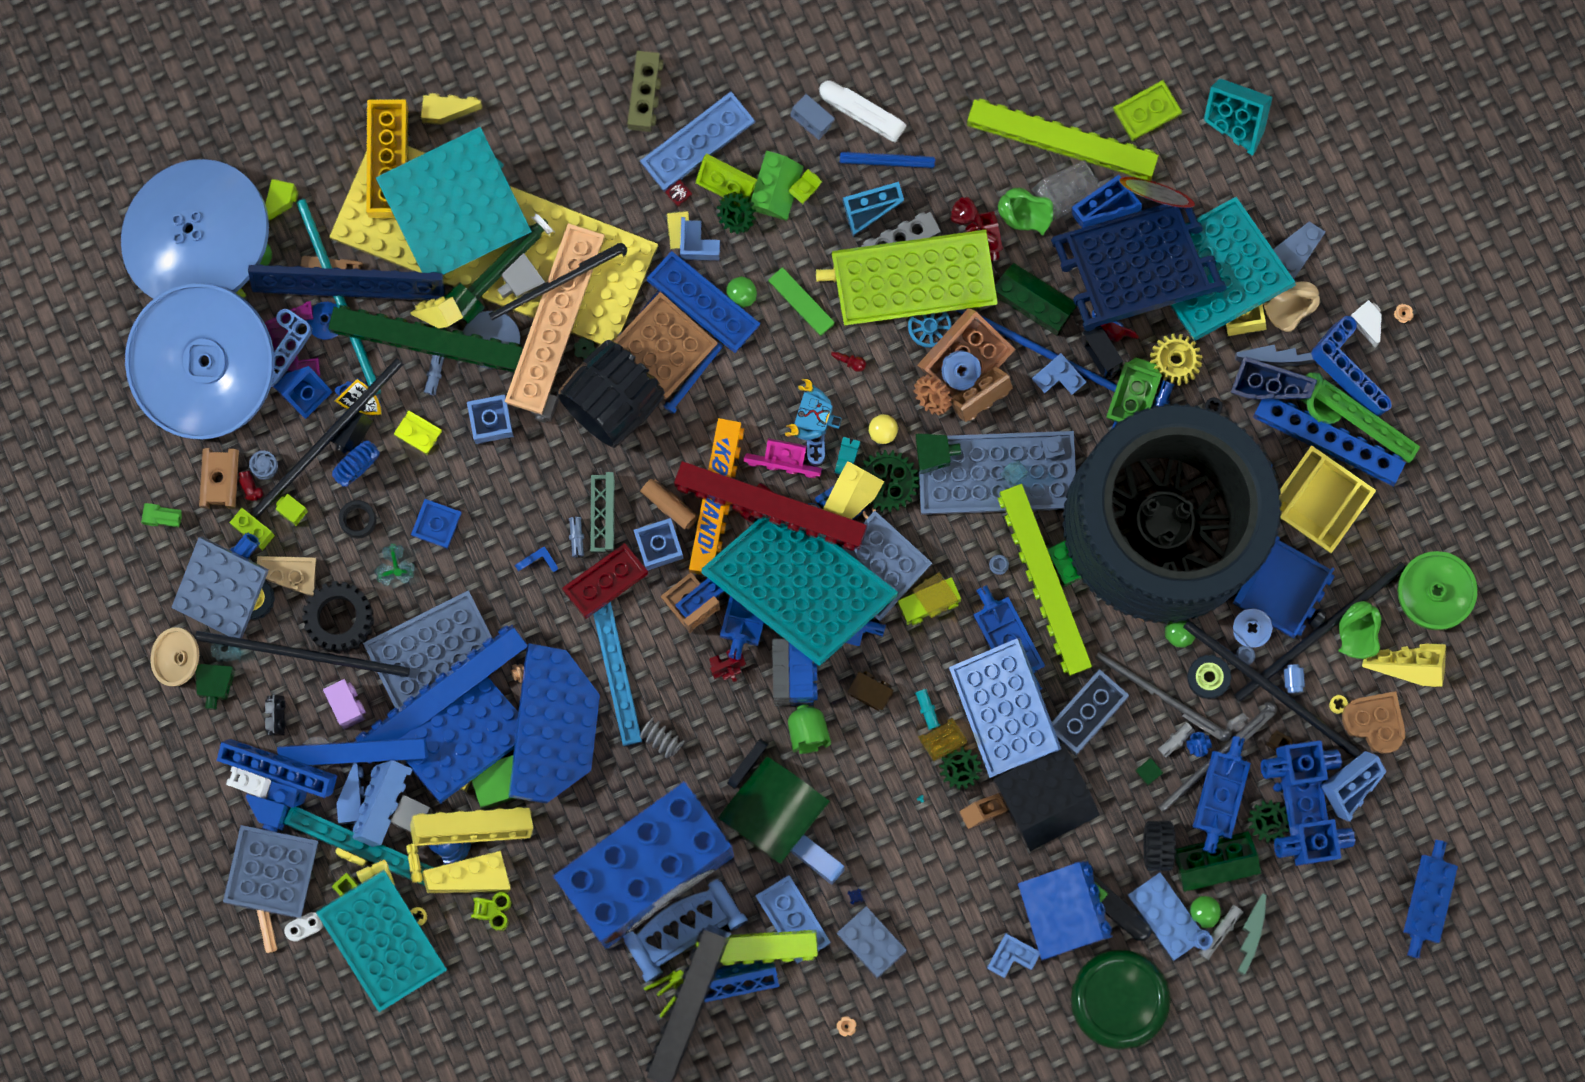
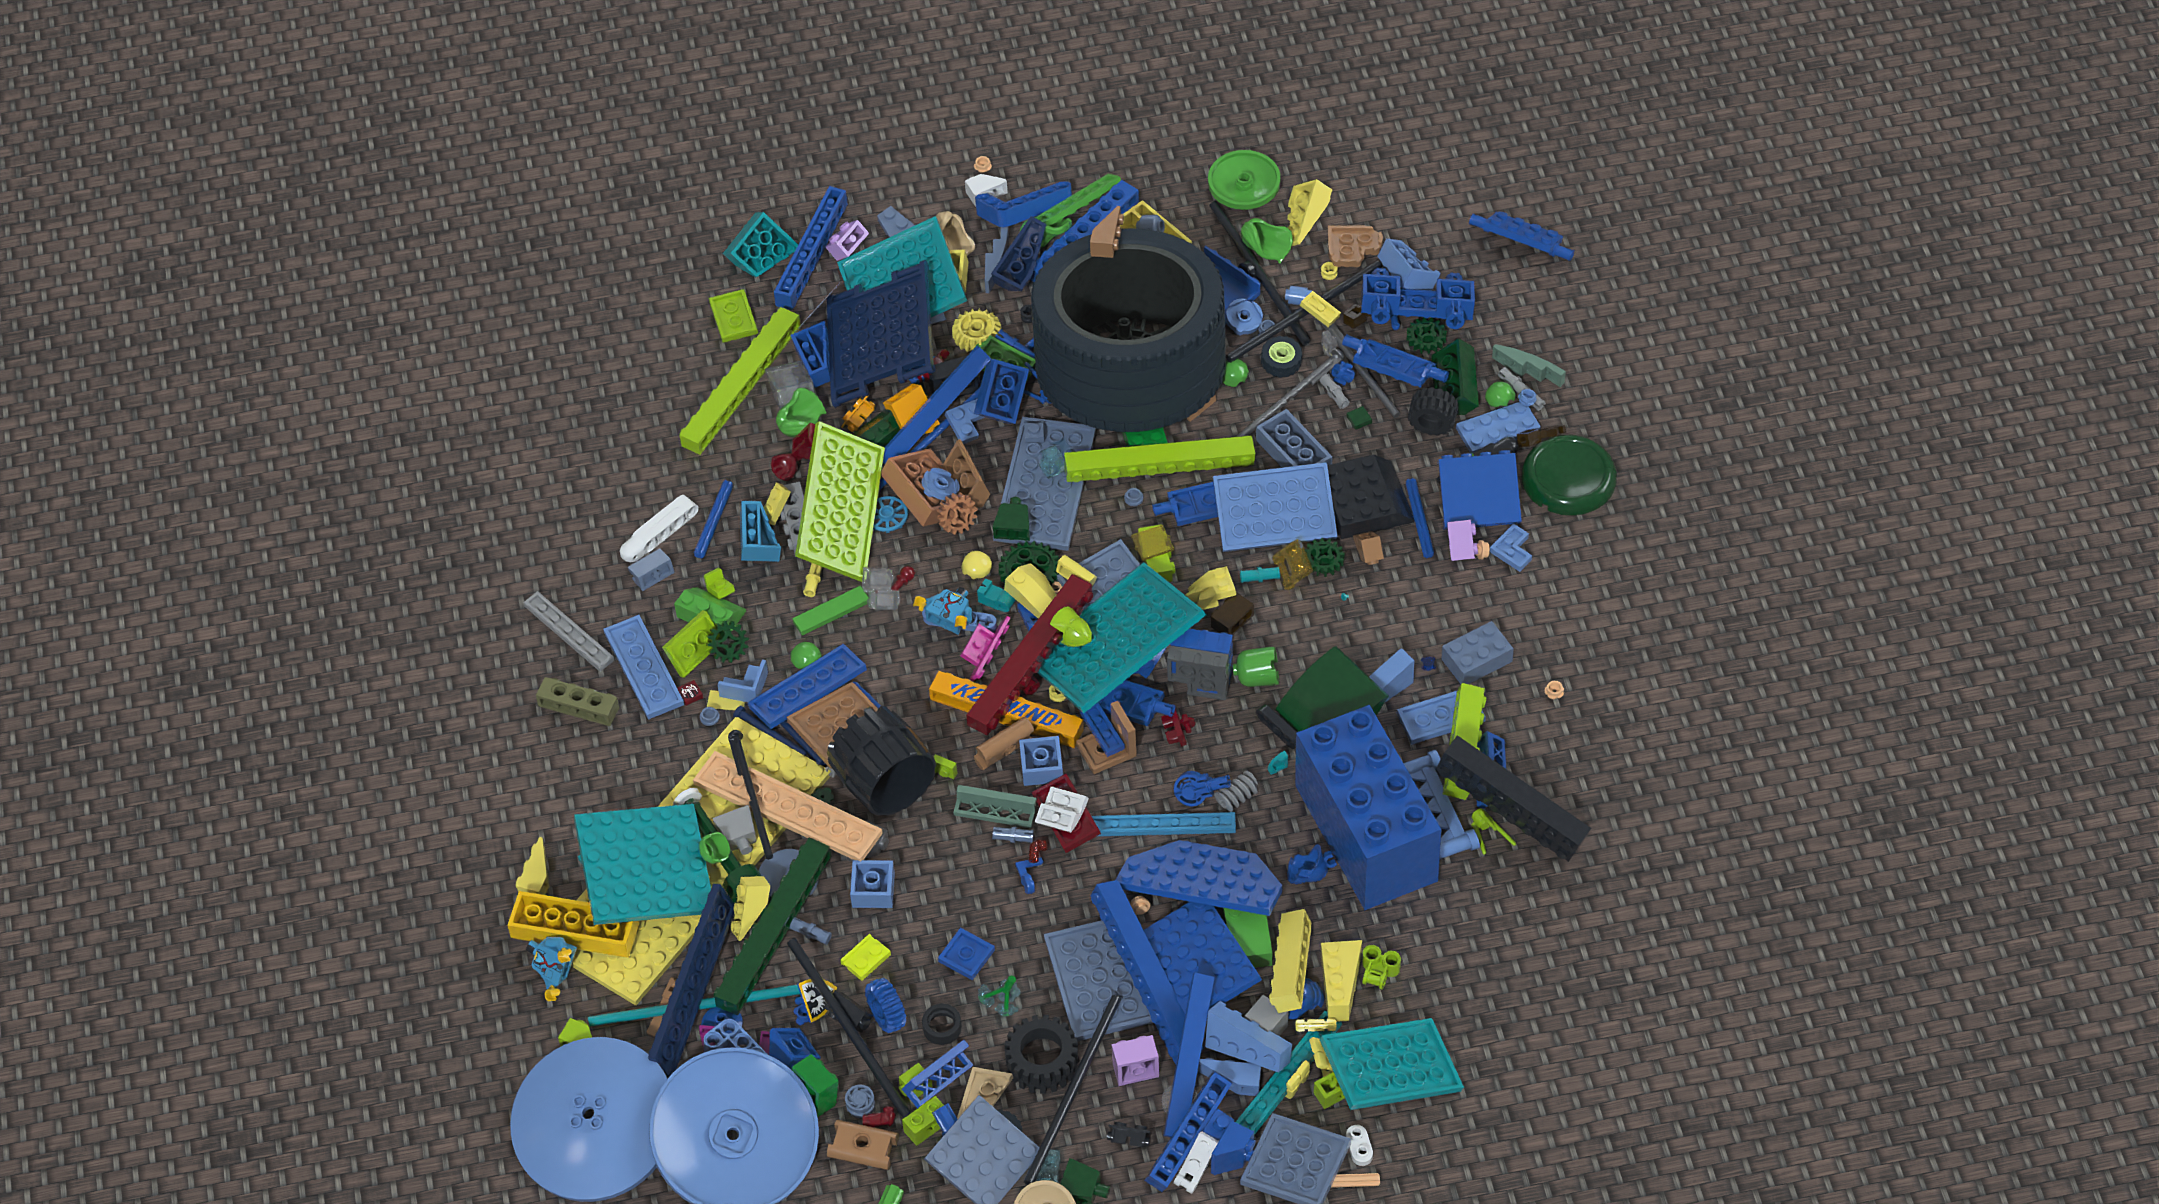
camera: 80 degrees left, 25 degrees down
(263, 420) = (819, 1083): none -> green brick
(296, 525) = (930, 1071): none -> fence
(349, 150) = (552, 962): none -> dark azure torso
(485, 264) = (714, 848): none -> bright green hair
(569, 563) = (1034, 849): none -> clear red arm
(588, 822) = (1309, 867): none -> blue helmet
(602, 576) = (1061, 809): none -> white slope
(635, 454) = (945, 767): none -> lime bracket
(645, 285) = (740, 713): none -> dark blue bar
(654, 219) = (709, 716): none -> sand blue plate
(655, 700) = (1198, 786): none -> blue pin
(707, 774) = (1278, 763): none -> teal tile
(727, 59) = (568, 631): none -> light grey tile
(797, 539) = (1074, 628): none -> lime helmet
(836, 338) = (877, 584): none -> clear brick
(877, 528) = (1067, 567): none -> light yellow brick
(896, 666) = (1212, 587): none -> light yellow plate
(909, 215) = (776, 502): none -> light yellow plate
(1002, 902) = (1461, 540): none -> lavender brick
(1003, 925) = (1483, 549): none -> light nougat plate
(1032, 856) = (1419, 518): none -> blue axle
(1038, 263) = (862, 408): none -> light orange hinge
(1045, 319) = (906, 404): none -> light orange panel
(1051, 341) = (936, 404): none -> blue tile
(1087, 403) = (1001, 391): none -> blue brick
(1157, 953) = (1533, 436): none -> dark brown piece
(1245, 165) = (810, 248): none -> blue brick
(1248, 462) = (1105, 235): none -> medium nougat slope
(1264, 199) = (846, 240): none -> lavender brick
(1271, 704) = (1320, 309): none -> light yellow plate
(1334, 506) = (1151, 222): none -> sand blue head

